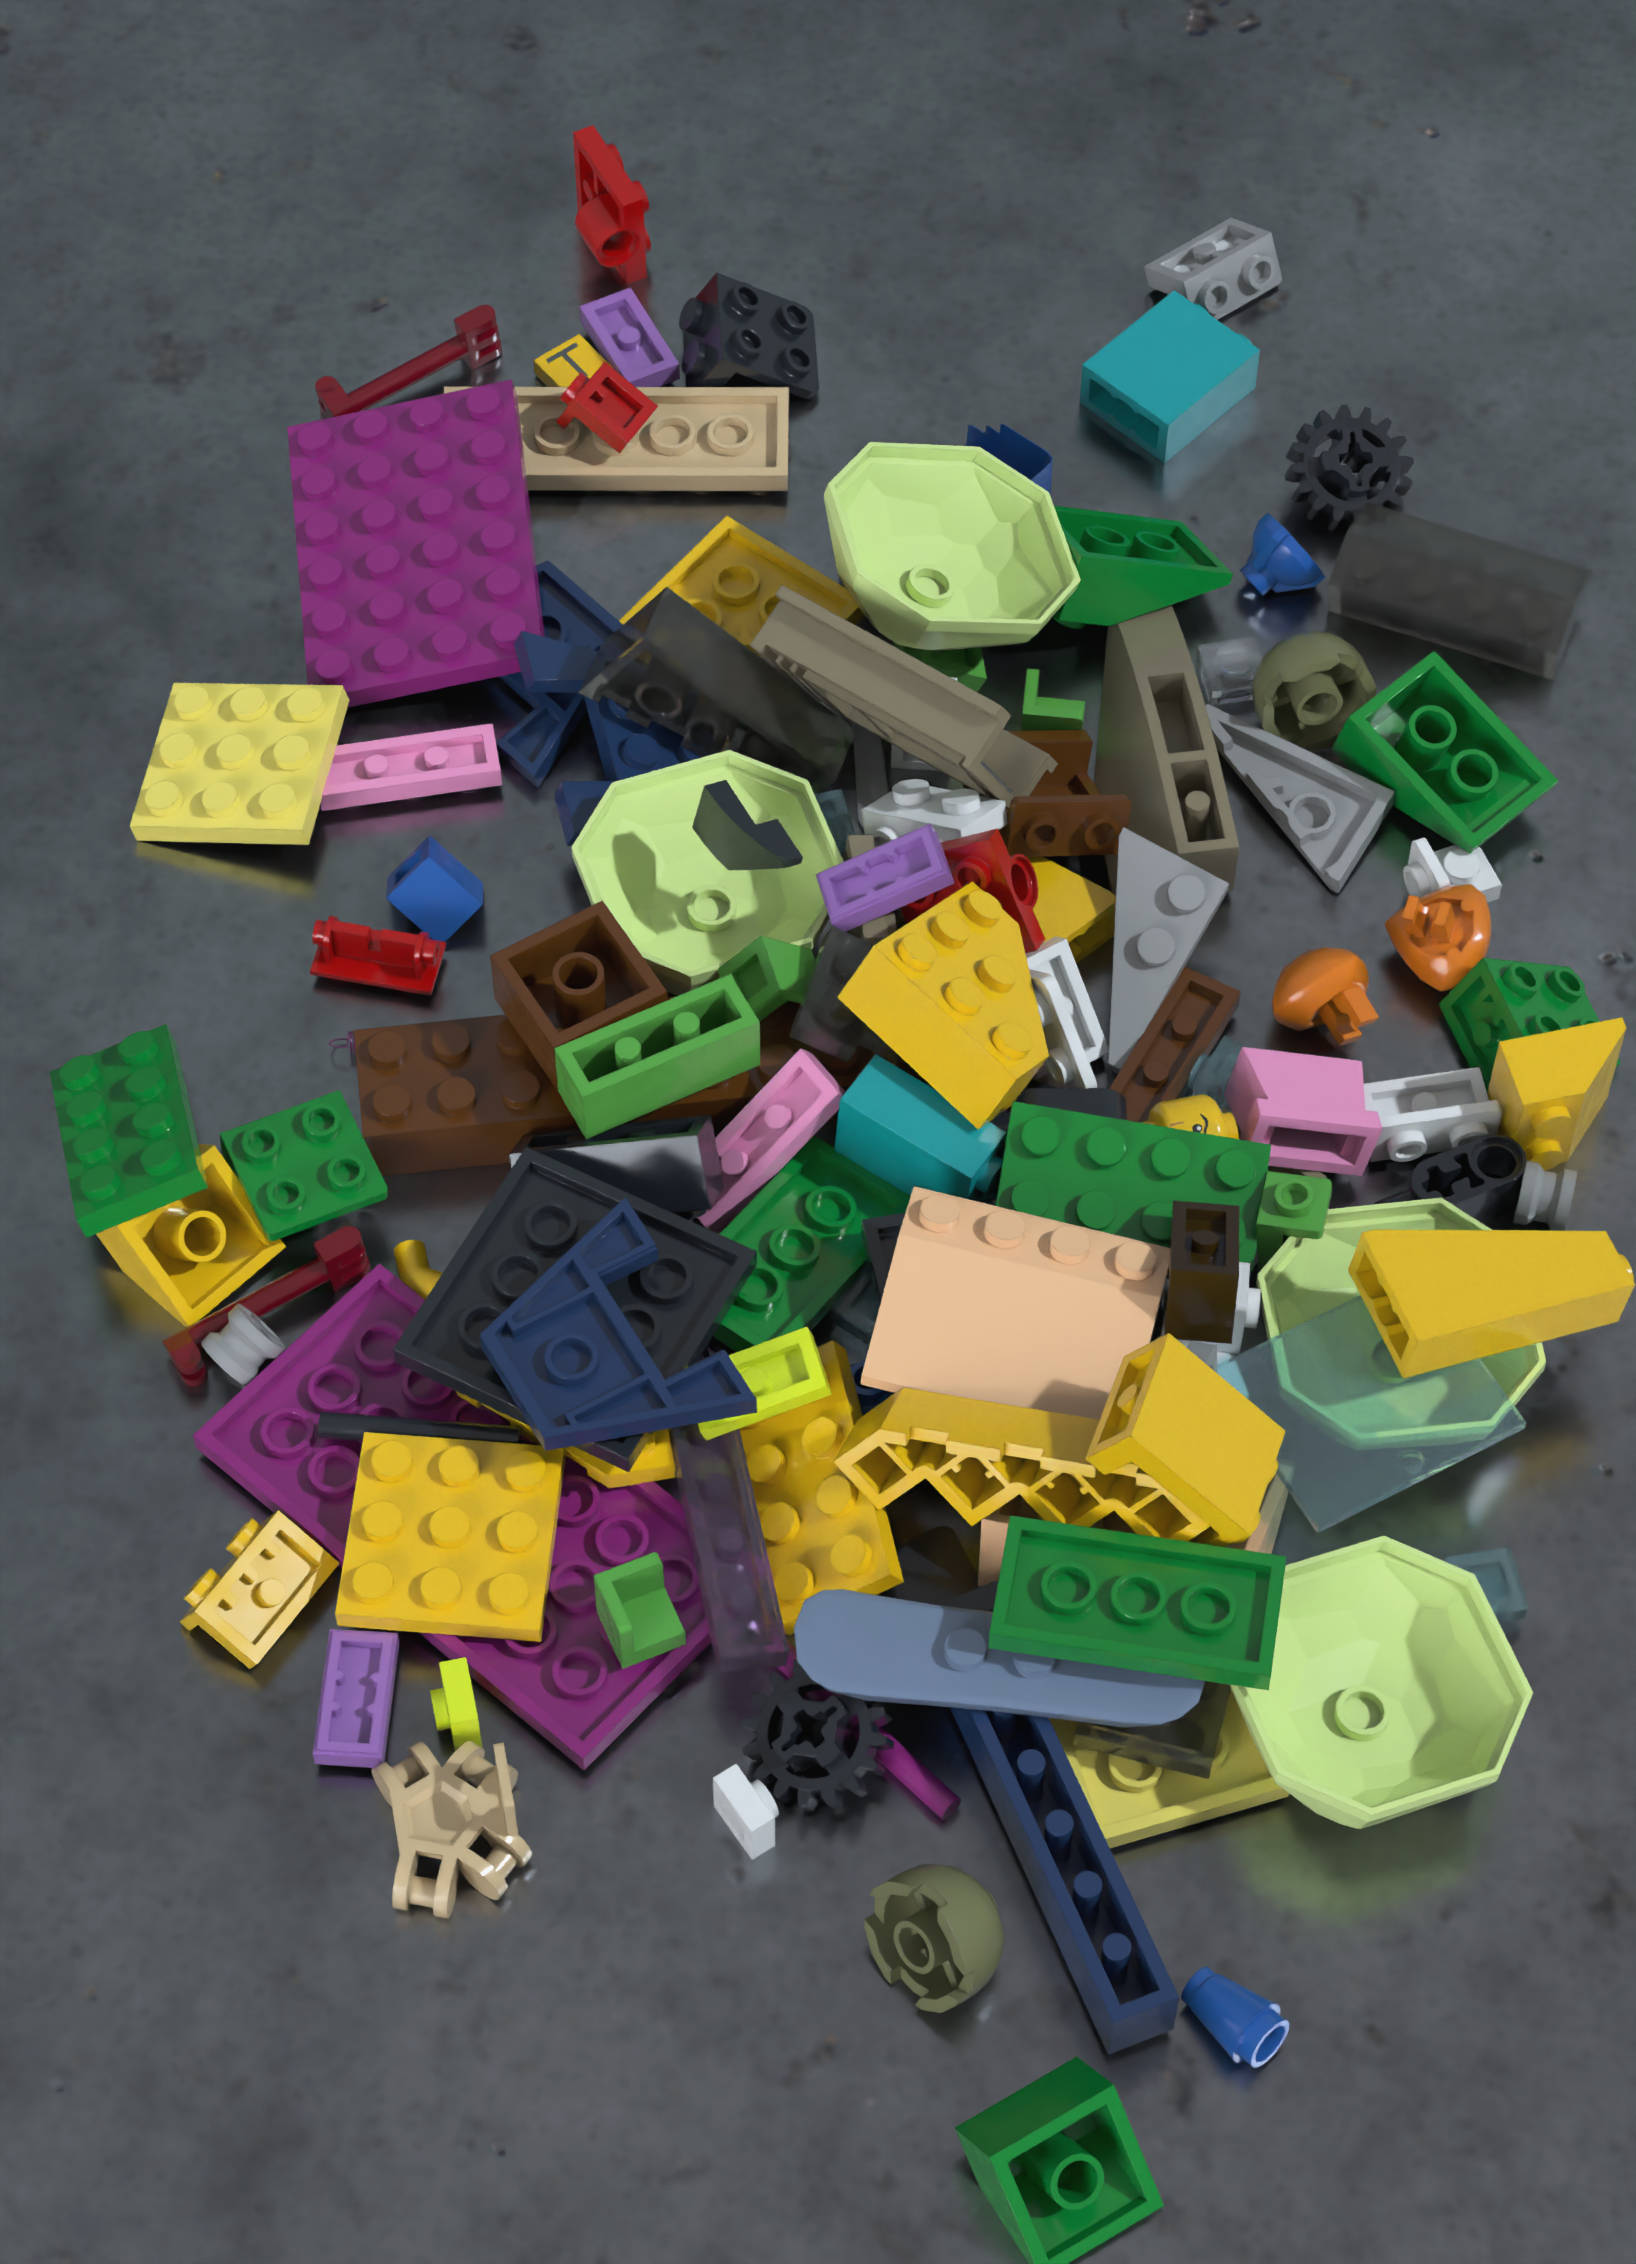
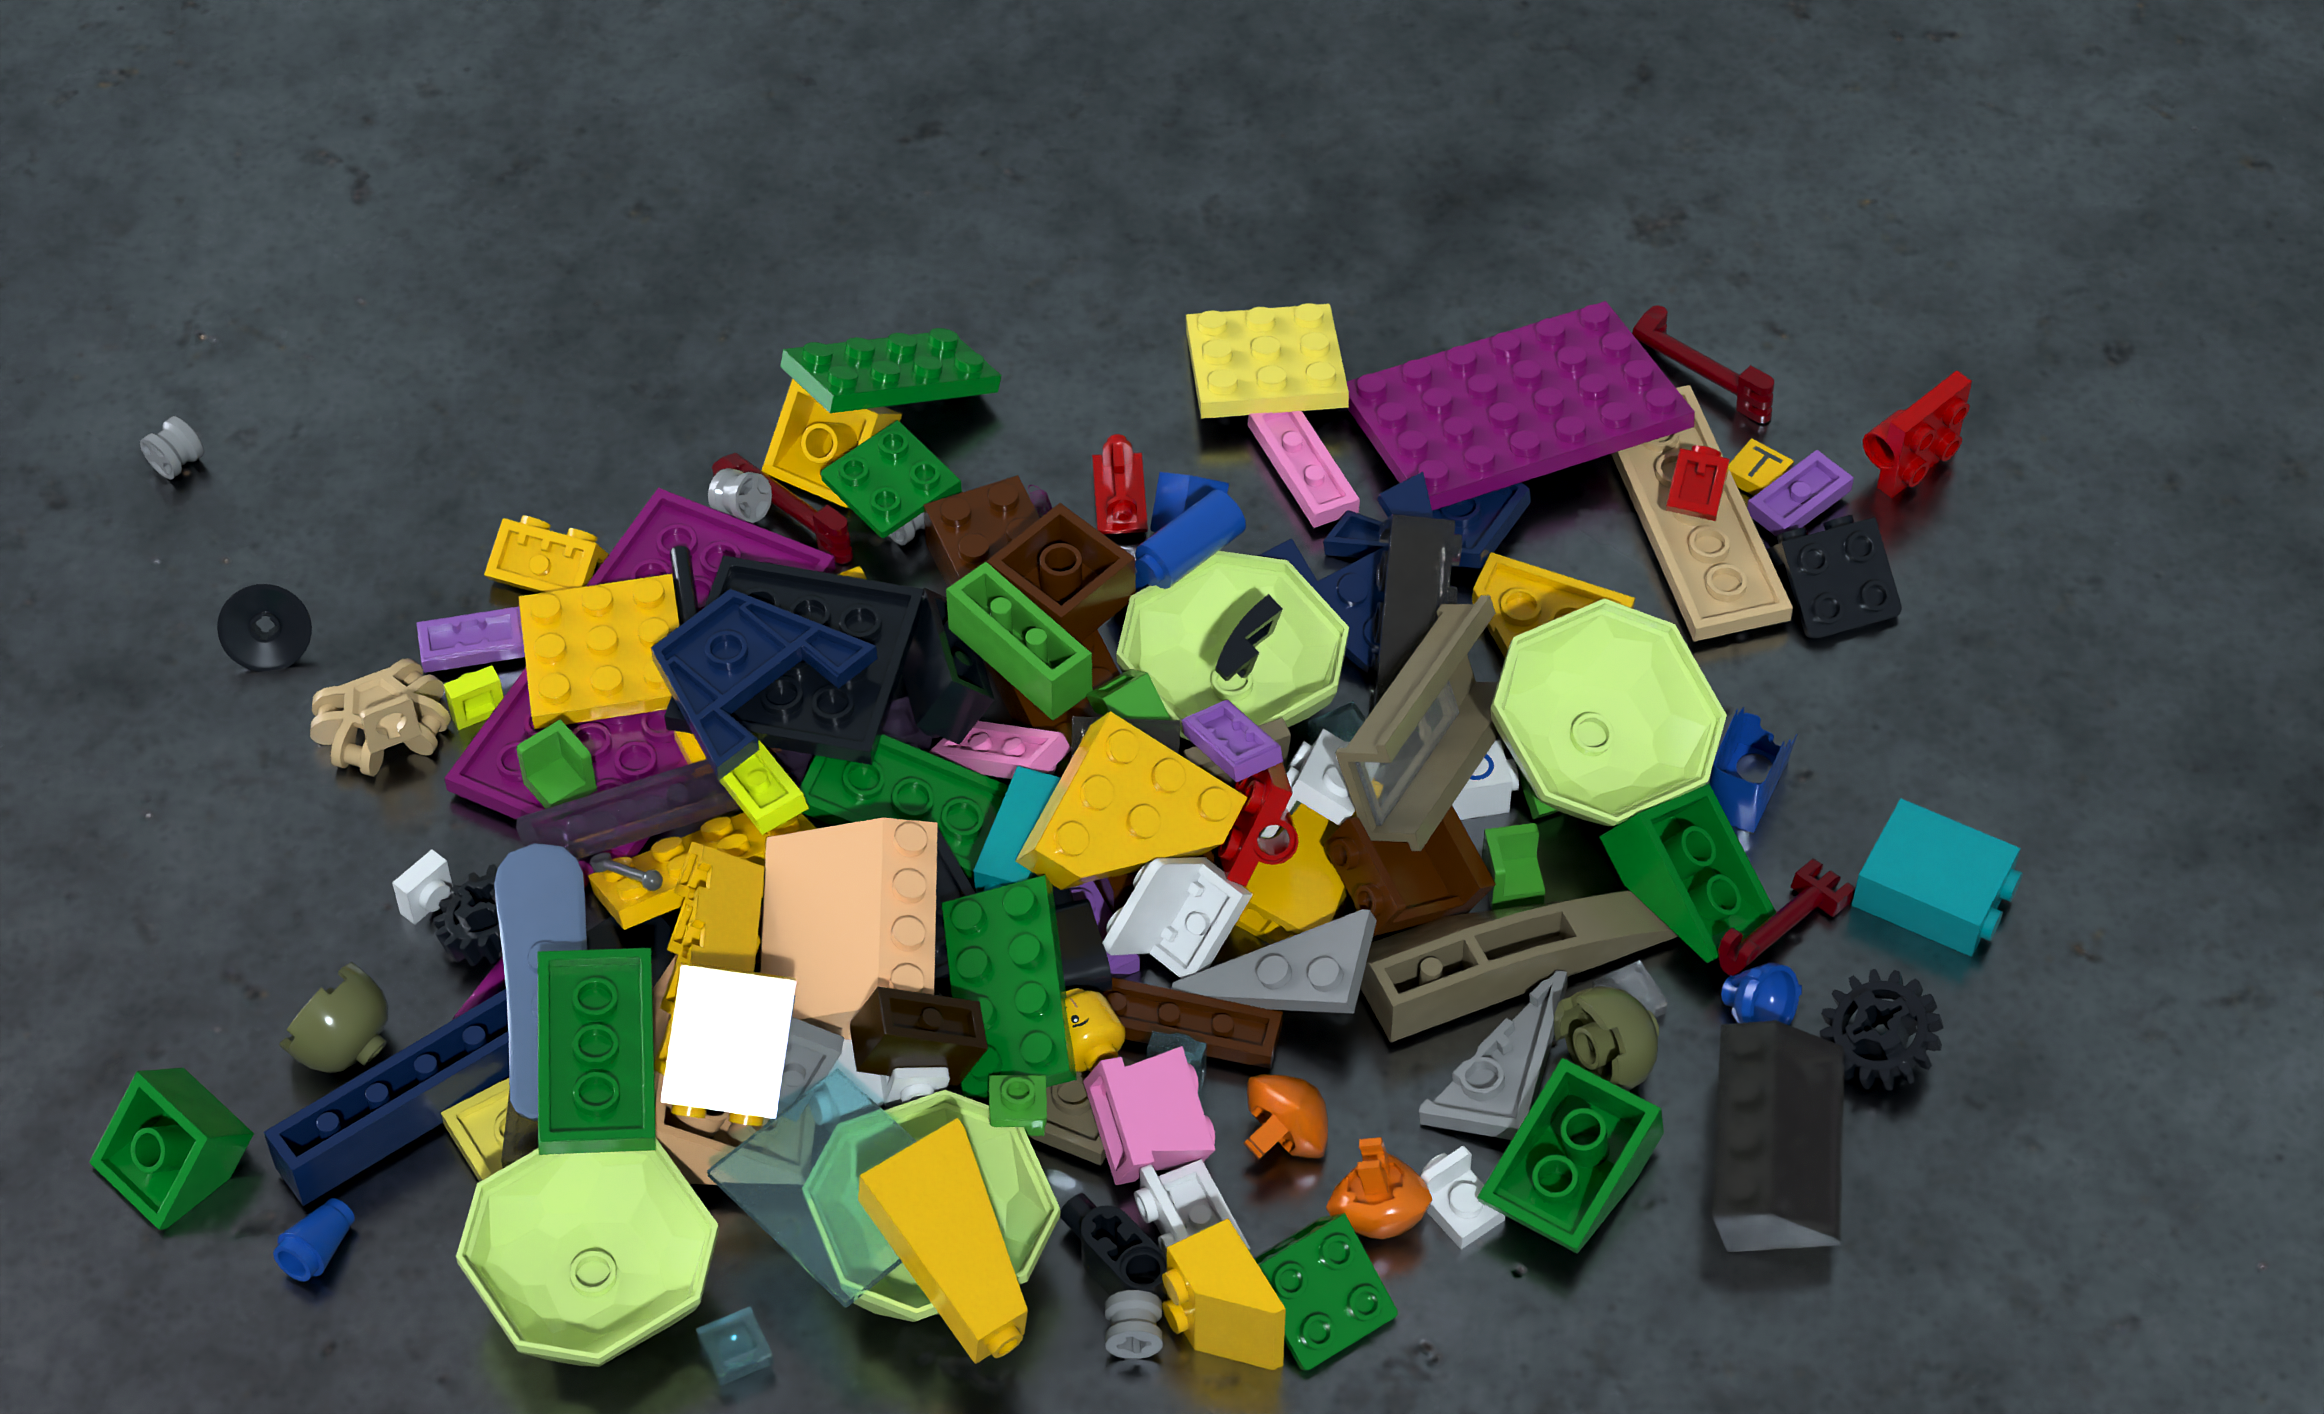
camera: 75 degrees right, 5 degrees down
(259, 1936) = (258, 649): none -> black piece
(566, 864) = (1188, 541): none -> blue piece
(866, 1522) = (651, 879): none -> dark grey hinge
(1156, 479) = (1813, 893): none -> dark red hinge
(1219, 267) = (2081, 891): light grey bracket -> none

